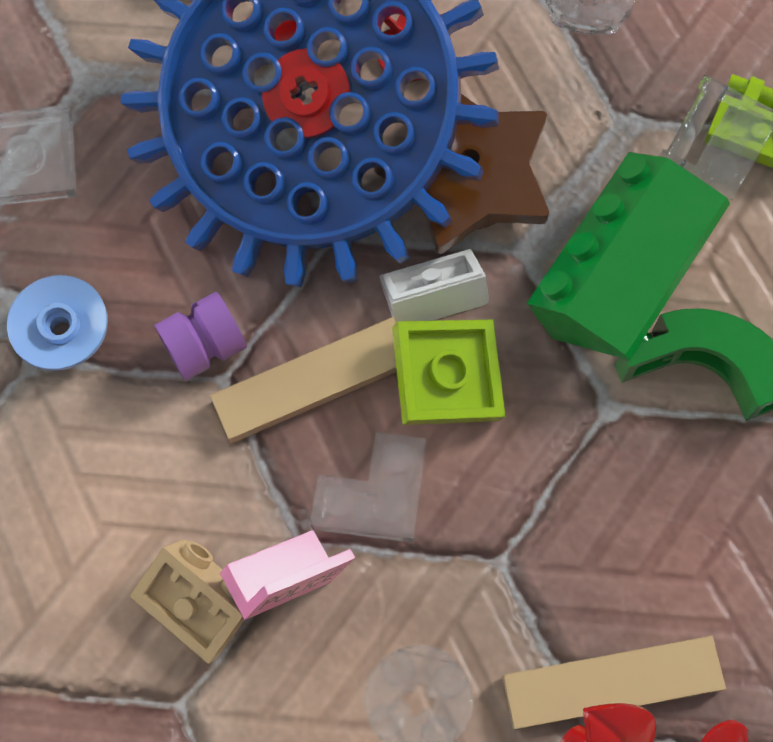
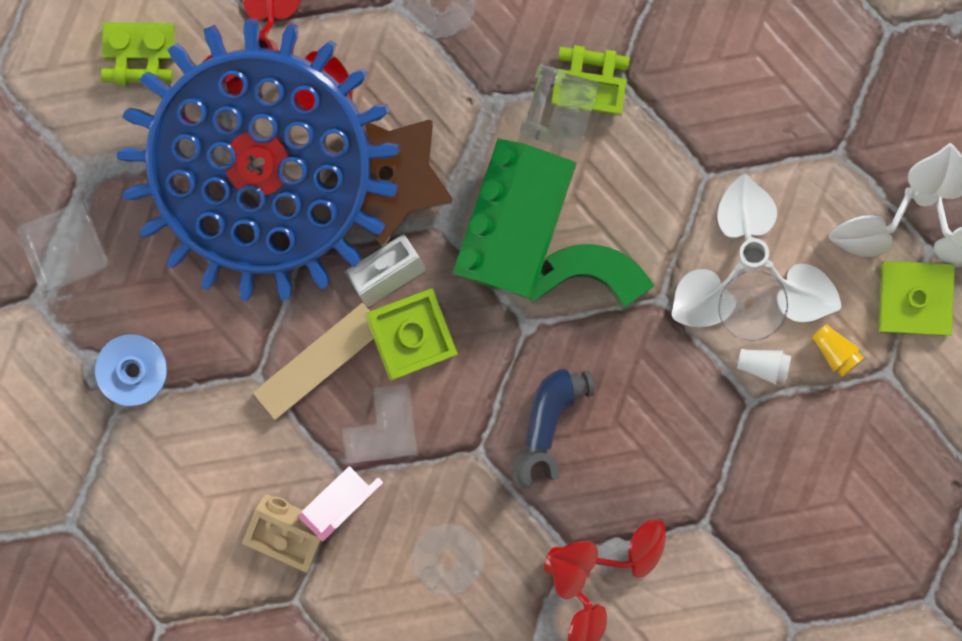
camera: 15 degrees left, 15 degrees up
(200, 336) = (233, 354): medium lavender wheel -> none
(623, 509) = (550, 401): none -> piece
(627, 677) = (570, 512): tan tile -> none

